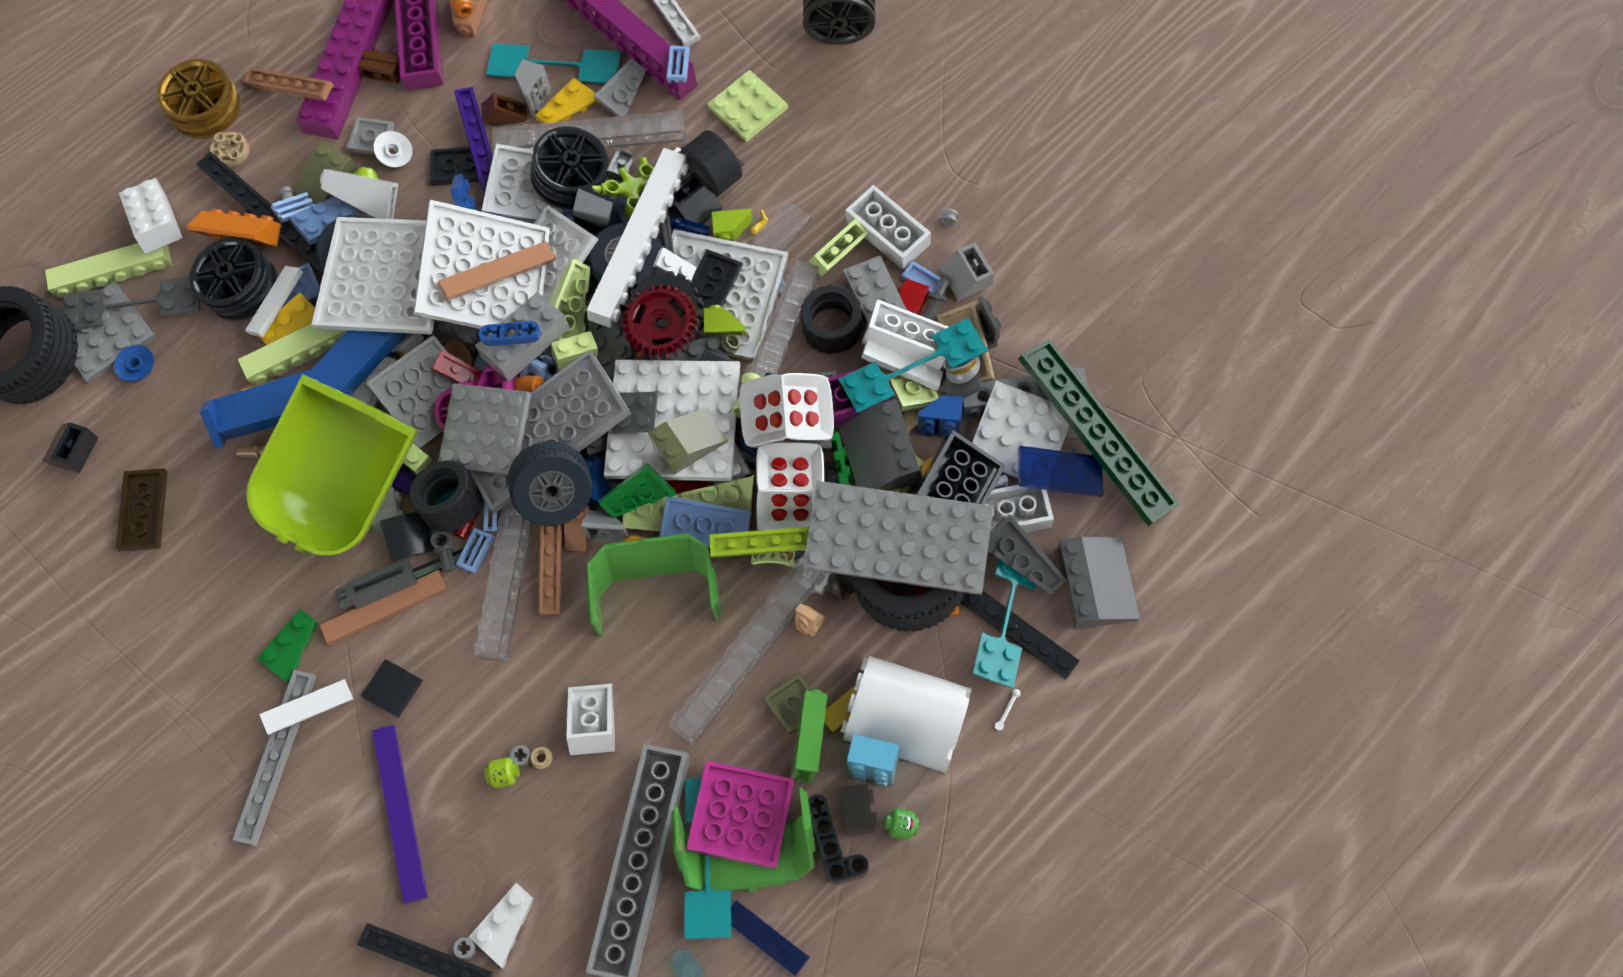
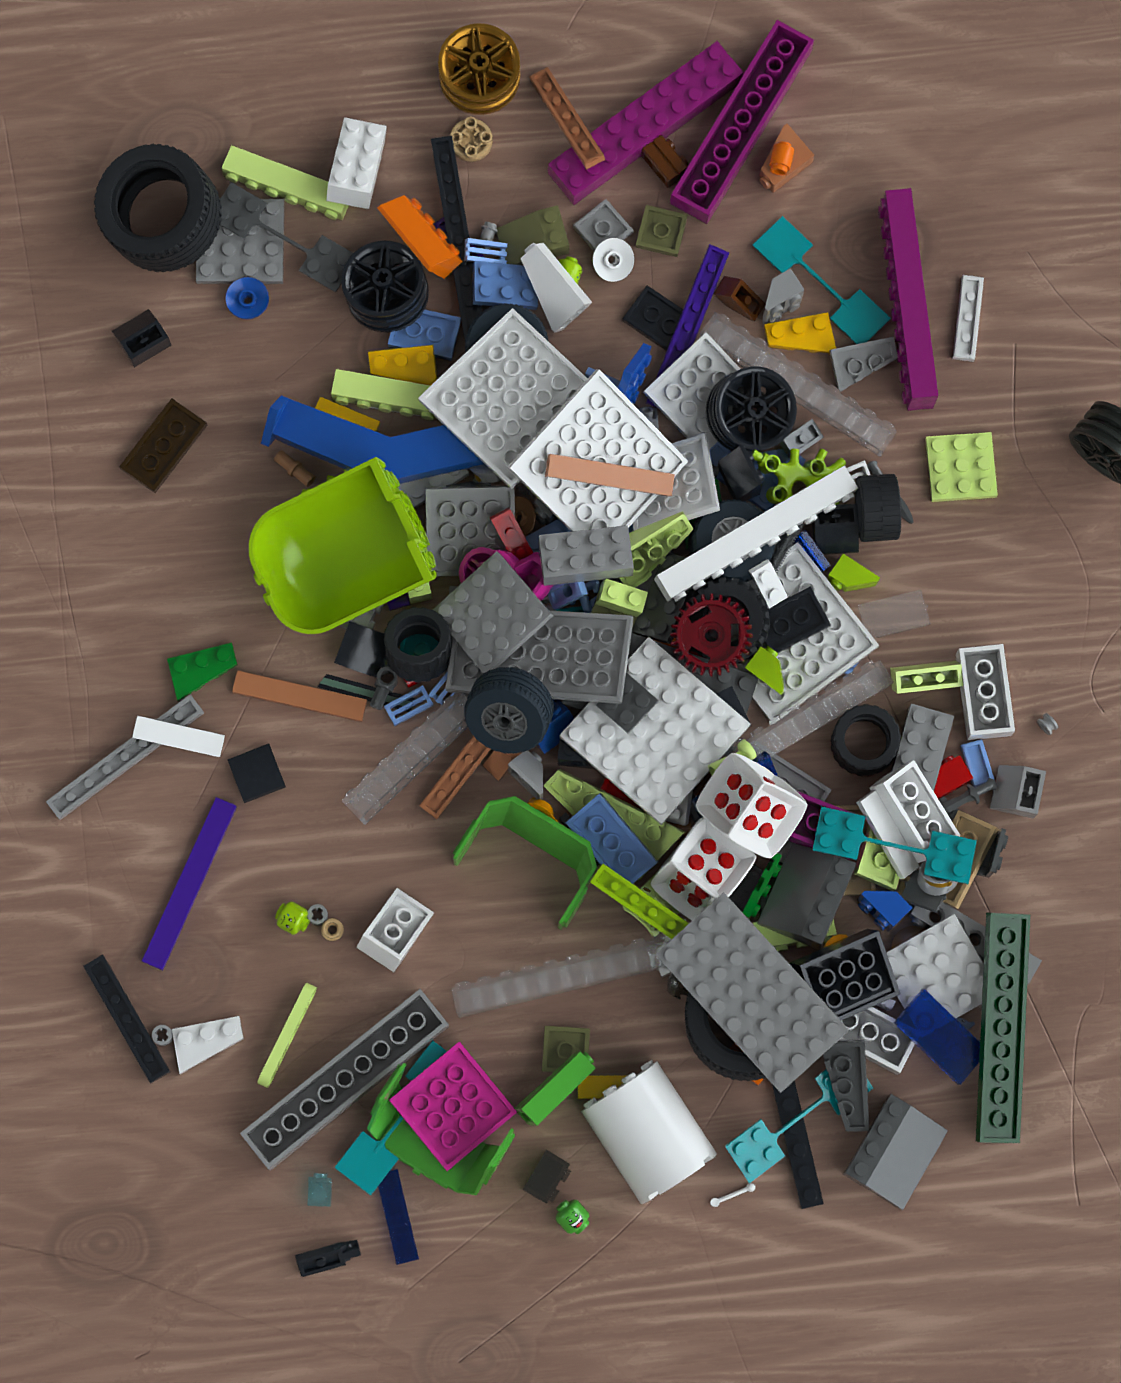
camera: 30 degrees right, 10 degrees up
(274, 301) = (405, 335): white tile -> none
(376, 585) = (317, 674): dark grey hinge -> none
(414, 109) = (661, 231): none -> olive plate
(525, 326) = (557, 547): blue beam -> none
(528, 383) = (559, 599): orange brick -> none
(566, 867) = (287, 1035): none -> yellowish green beam
(637, 490) = (579, 770): green wing -> none
(677, 76) = (912, 400): light blue tile -> none
(686, 439) = (651, 762): slope -> none
(730, 343) = (760, 693): olive plate -> none
(758, 226) = (878, 595): yellow piece -> none
(808, 620) = (632, 990): light nougat plate -> none
(830, 838) = (509, 1182): black beam -> none
(872, 760) = (588, 1150): medium azure brick -> none

